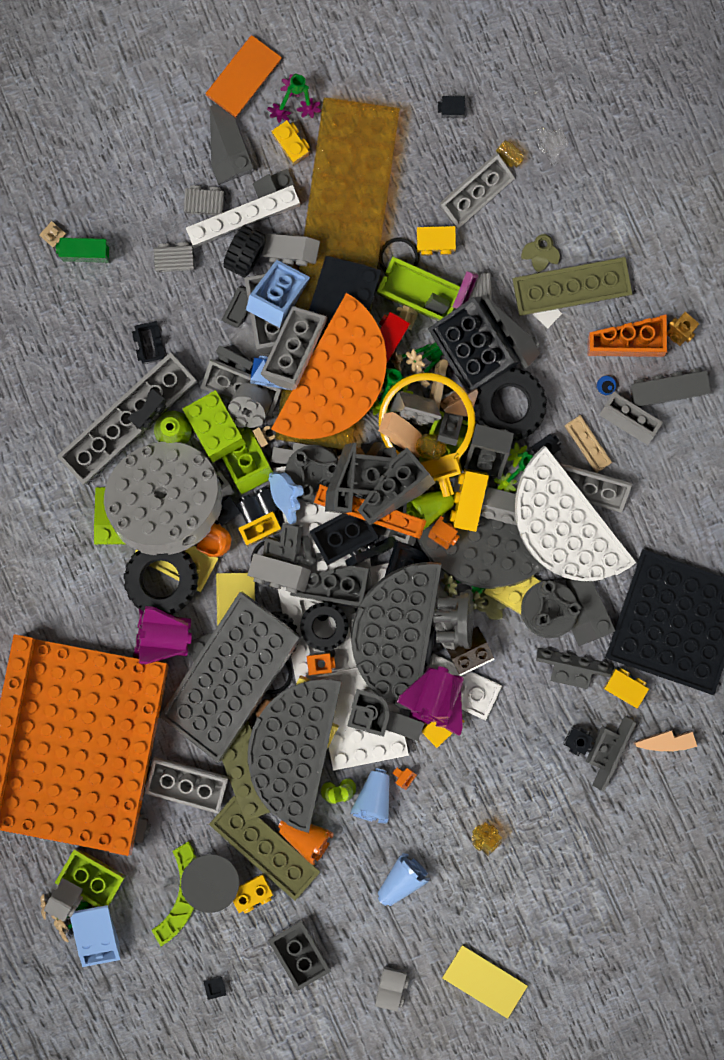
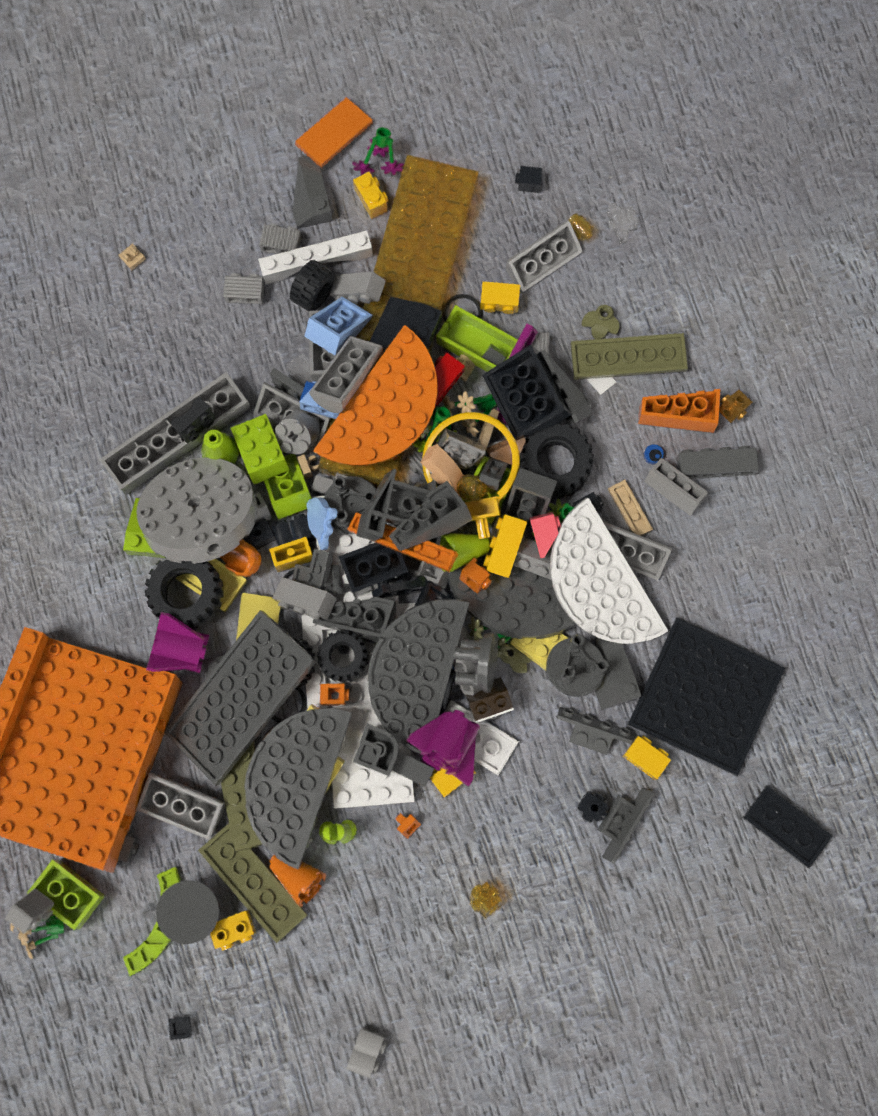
camera: 10 degrees right, 10 degrees down
(83, 250) = (157, 270): green brick -> none
(95, 936) = (60, 955): light blue slope -> none
(157, 341) = (198, 357): black window -> none
(237, 308) = (298, 343): dark grey tile -> none
(273, 183) = (344, 229): dark grey slope -> none
(299, 954) = (273, 1002): dark grey brick -> none
(373, 798) = (372, 843): light blue cone -> none
(402, 880) = (392, 934): light blue cone -> none
(484, 981) = (467, 1056): light yellow tile -> none
(507, 483) = (545, 531): none -> coral slope
(667, 742) = (685, 819): light nougat slope -> none

